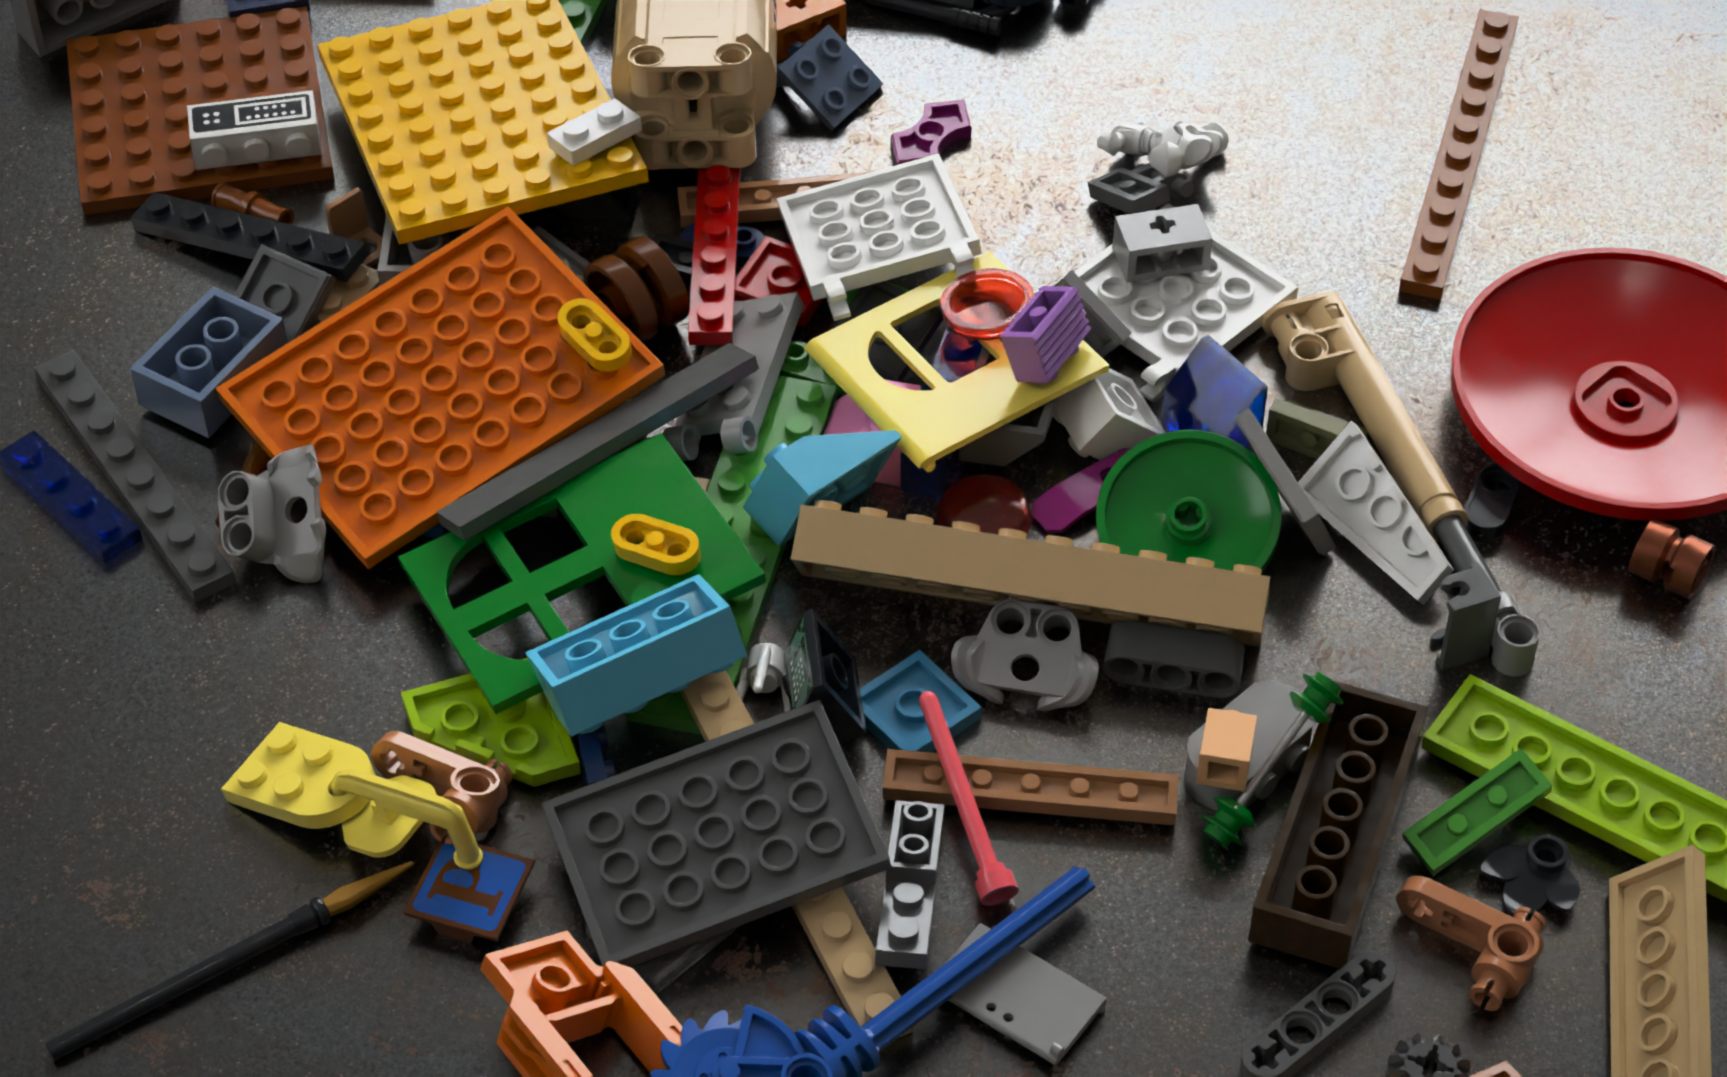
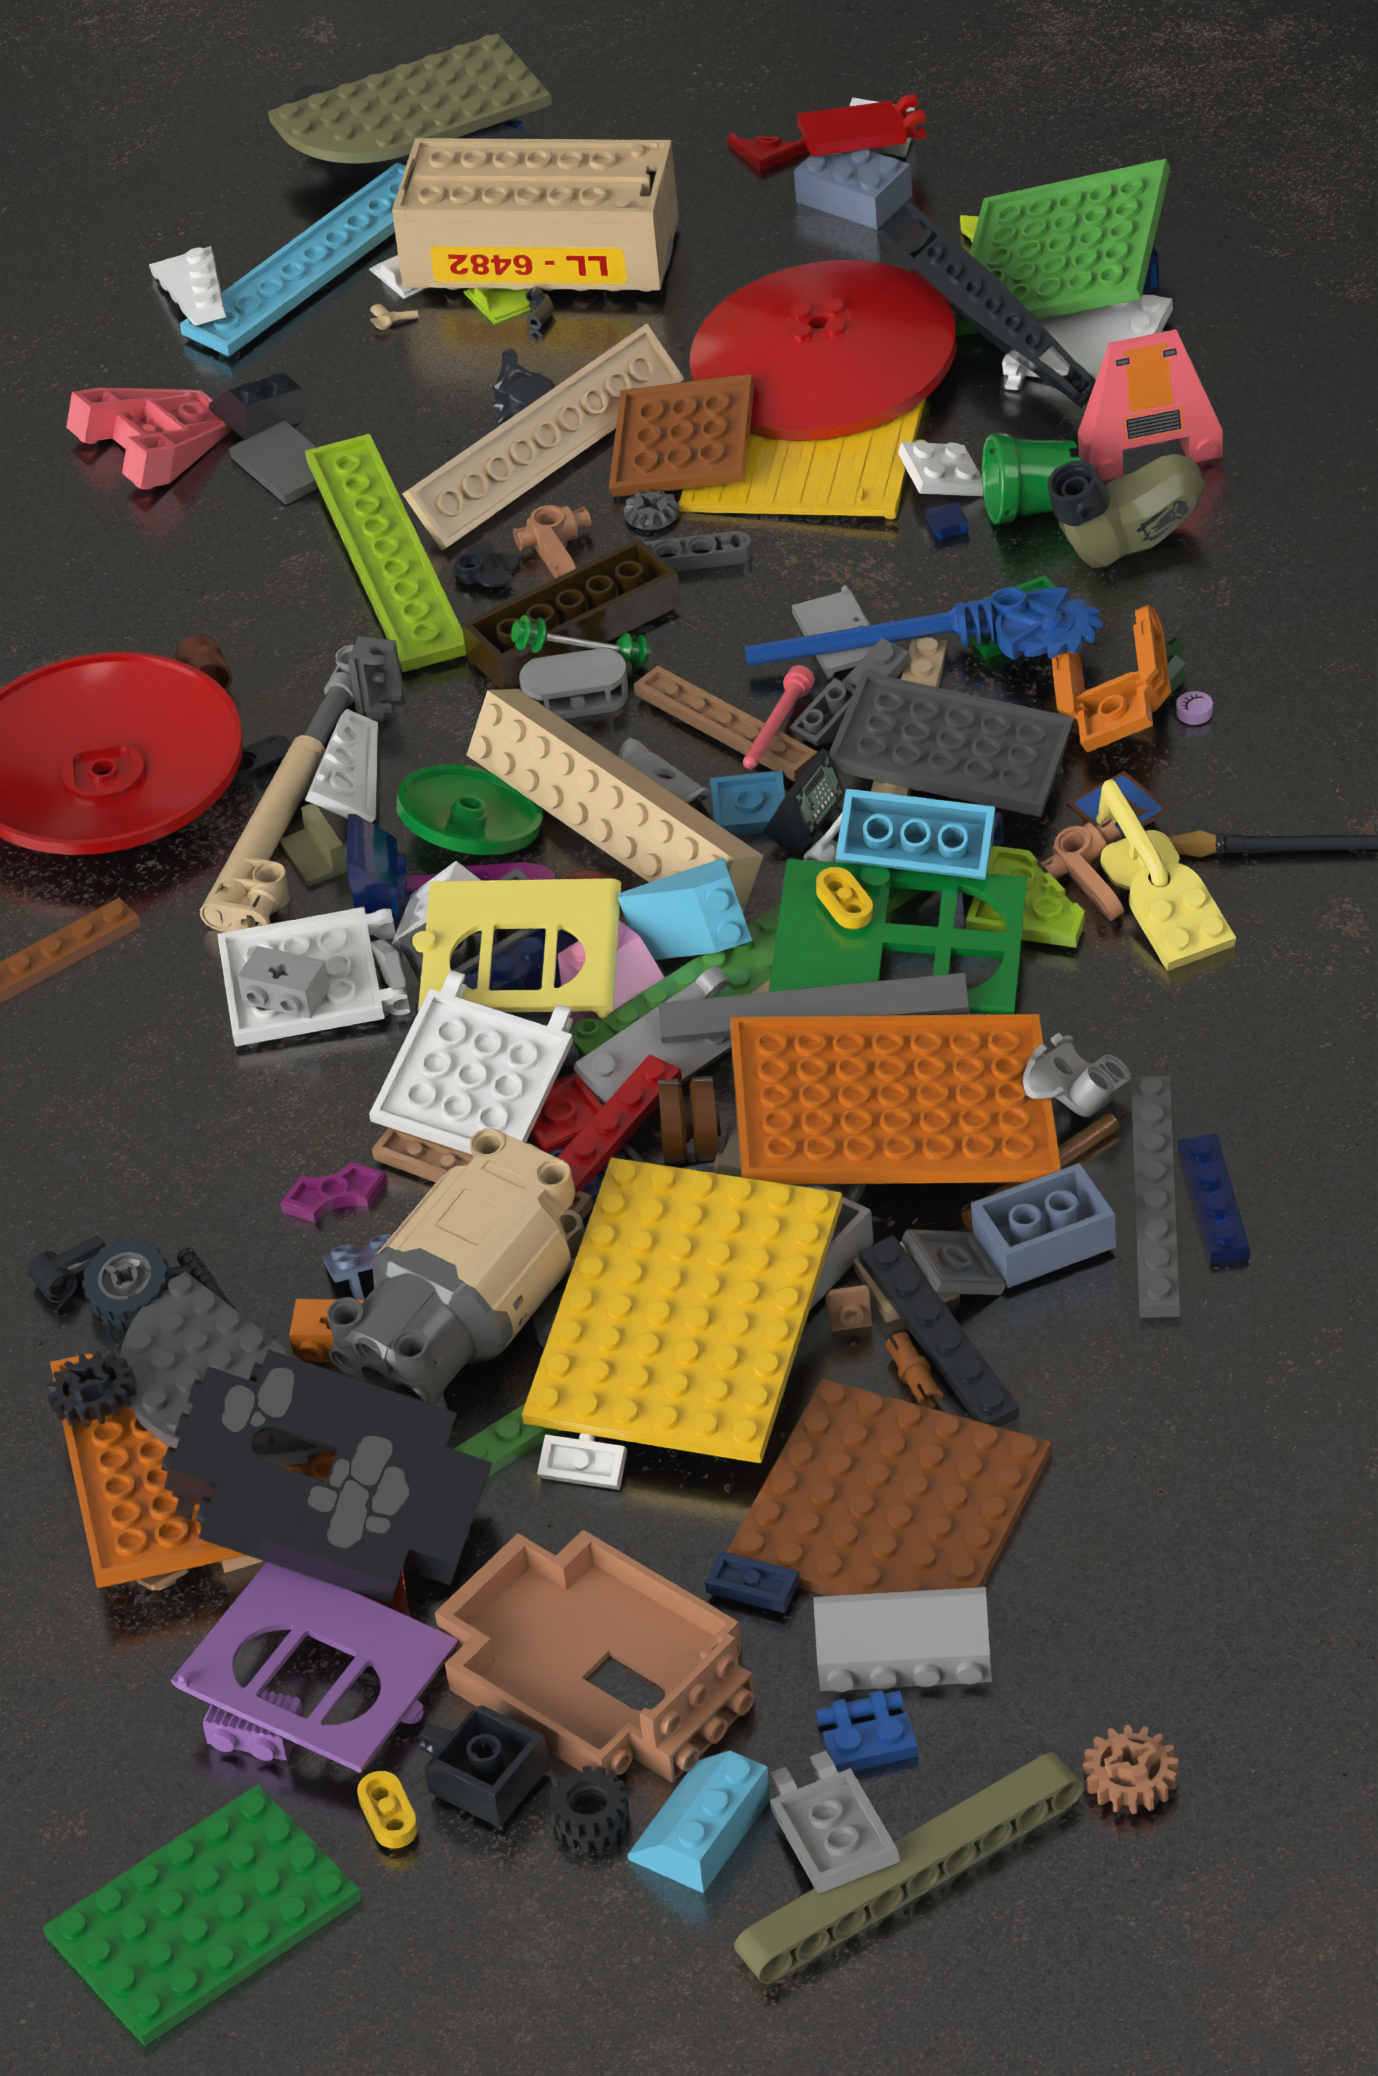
camera: 140 degrees left, 5 degrees down
(254, 130) = (870, 1402): white brick -> none
(594, 131) = (627, 1193): white plate -> none
(597, 338) = (765, 1040): yellow plate -> none
(984, 302) = (470, 945): clear red piece -> none
(1045, 334) = (464, 884): medium lavender brick -> none
(1138, 189) = (251, 1053): dark grey plate -> none
(1169, 149) = (183, 1062): white piece -> none
(1226, 749) = (605, 647): light nougat brick -> none
(1285, 482) = (395, 778): light grey tile -> none
(1477, 812) = (478, 587): bright green plate -> none

